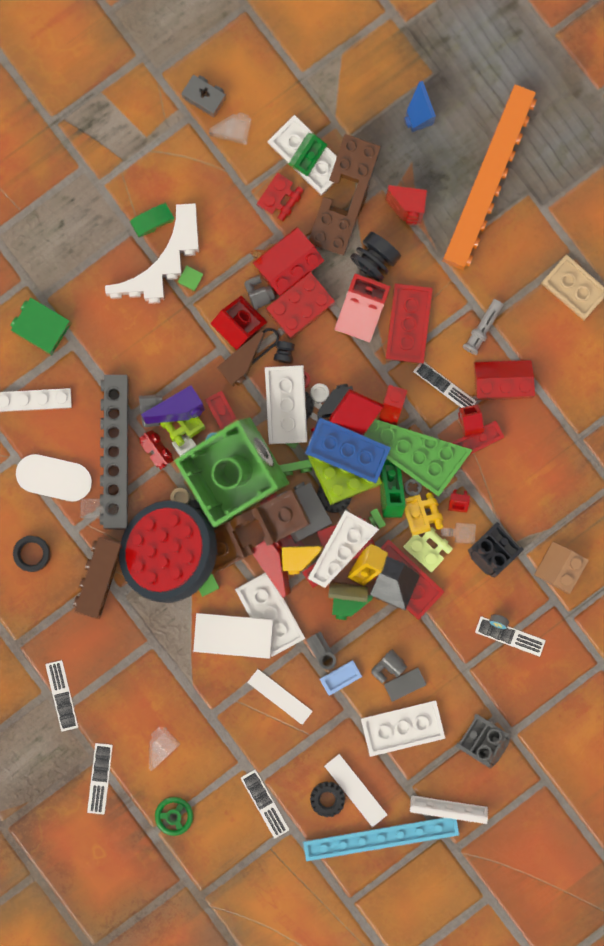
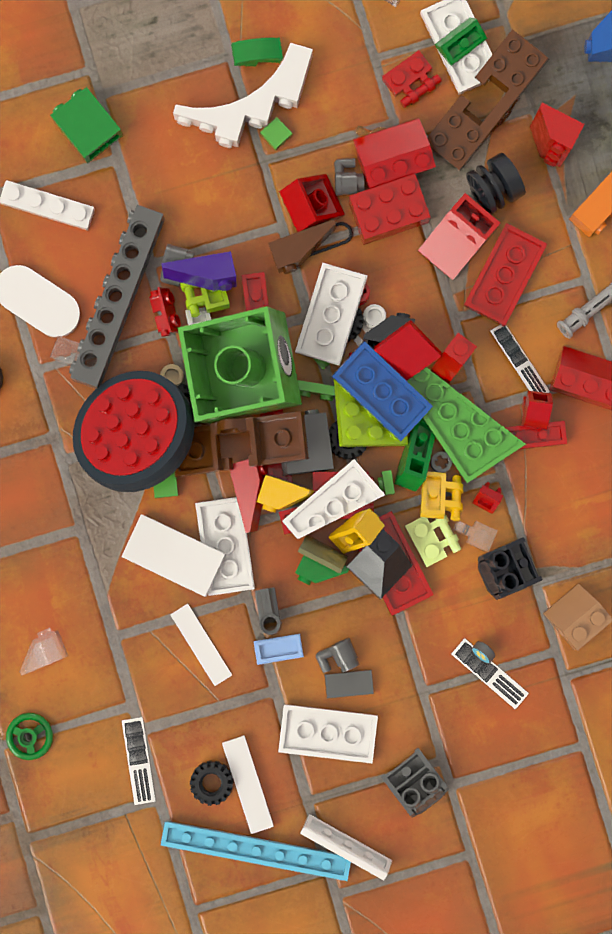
camera: 20 degrees right, 0 degrees up
(98, 578) = (43, 433): reddish brown brick -> none
(281, 355) = (351, 254): black wheel -> none

